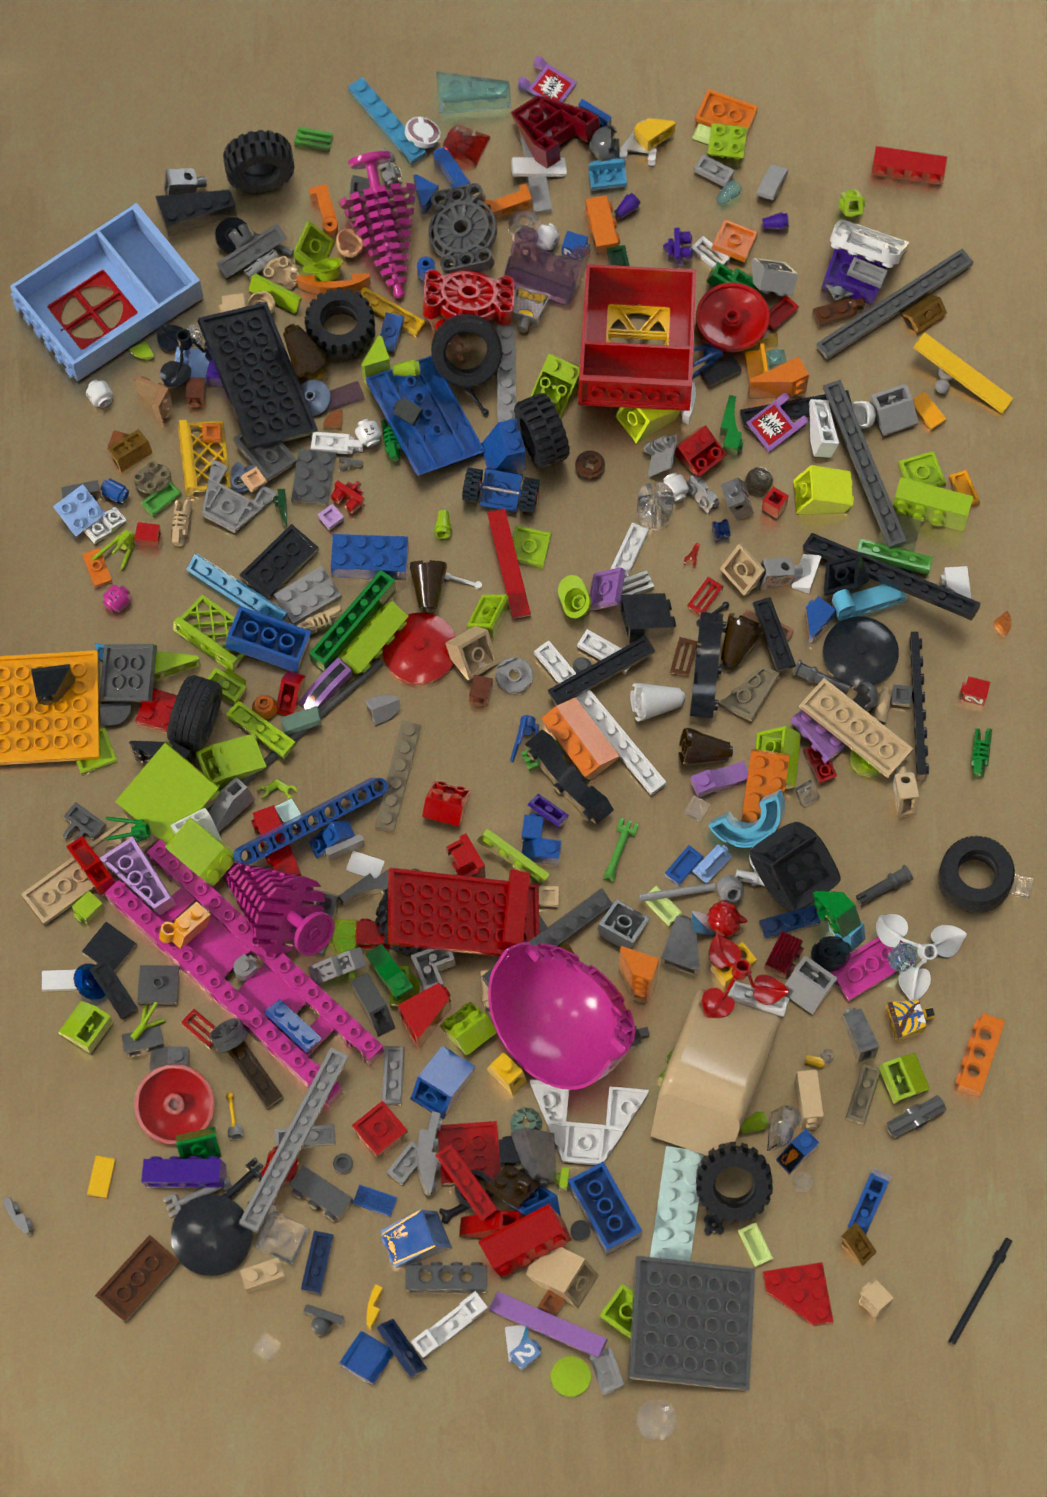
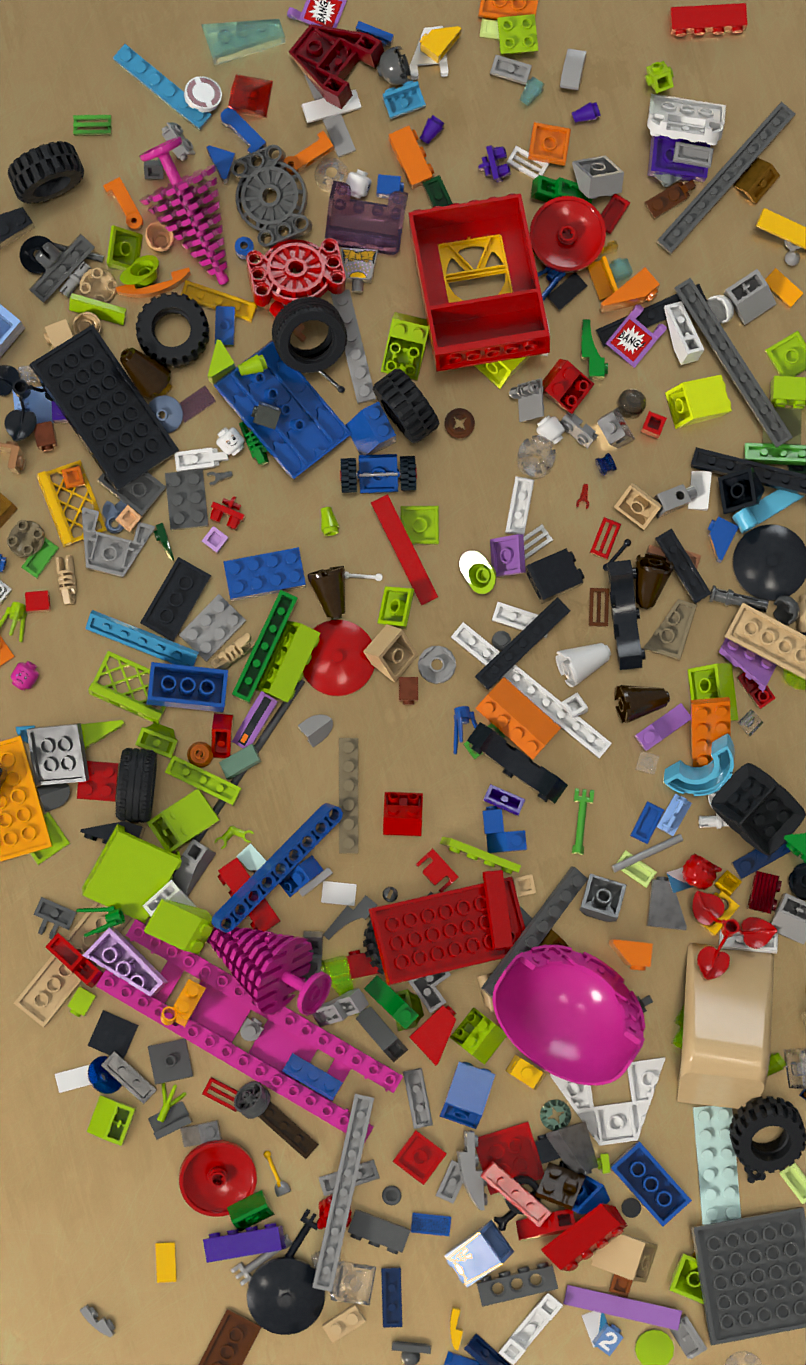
camera: 15 degrees left, 15 degrees up
(334, 420) = (191, 433): dark orange tile -> none
(639, 739) = (575, 705): none -> white slope
(730, 889) = (698, 839): light grey head -> none
(750, 938) = (728, 883): none -> yellow plate

